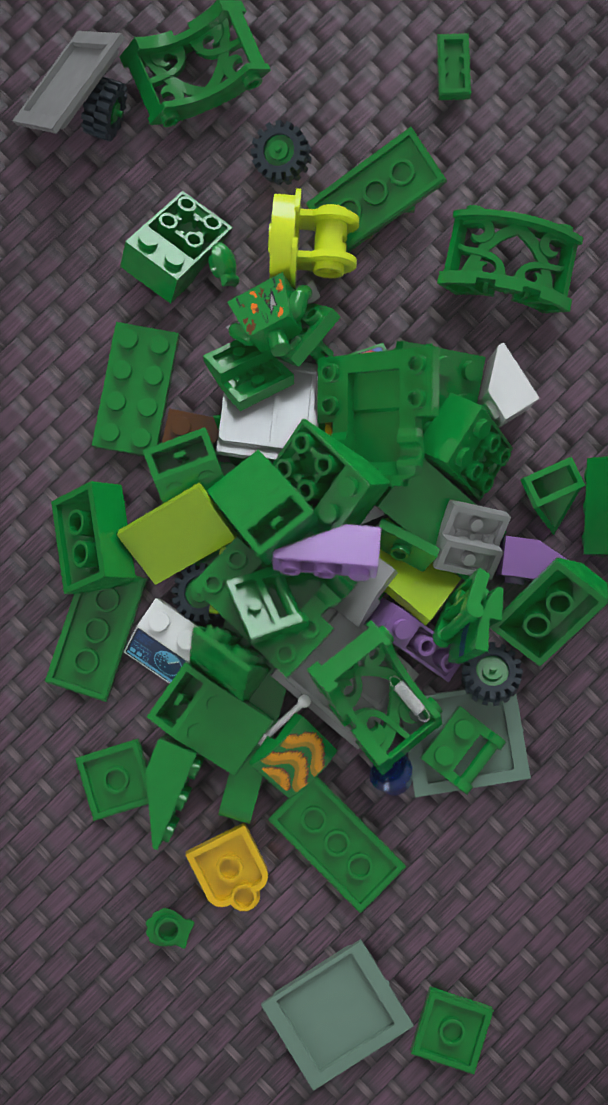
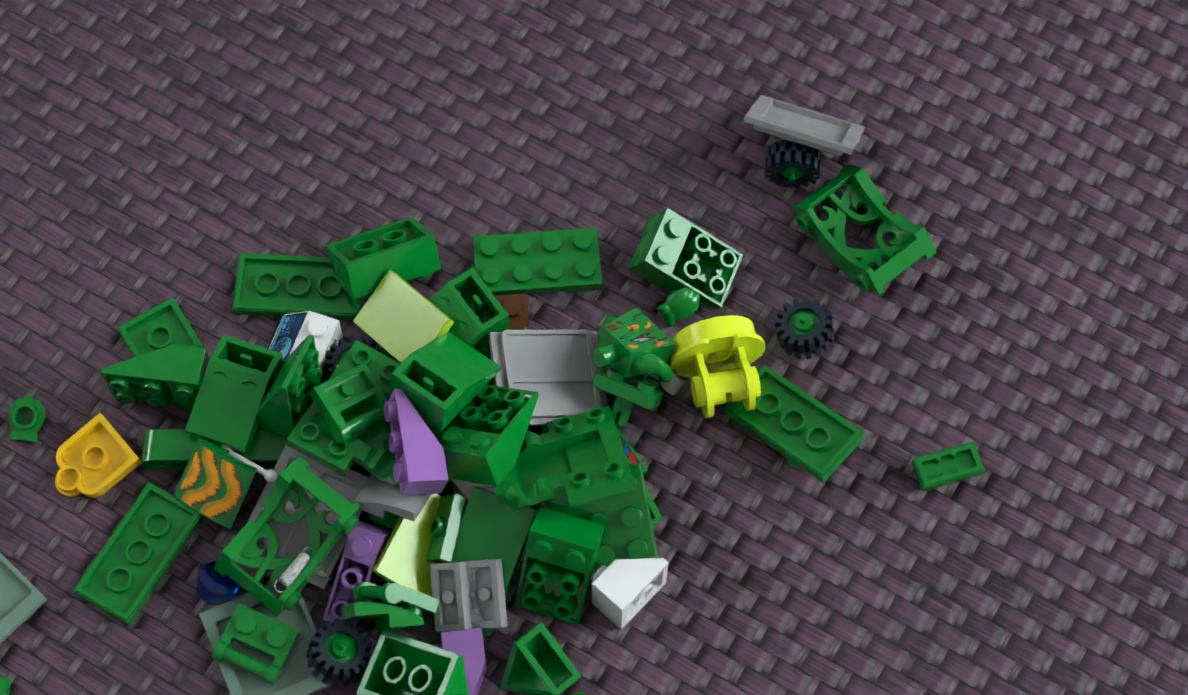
camera: 75 degrees right, 20 degrees down
(247, 373) = (571, 346): green slope -> none
(473, 281) = (740, 524): green fence -> none

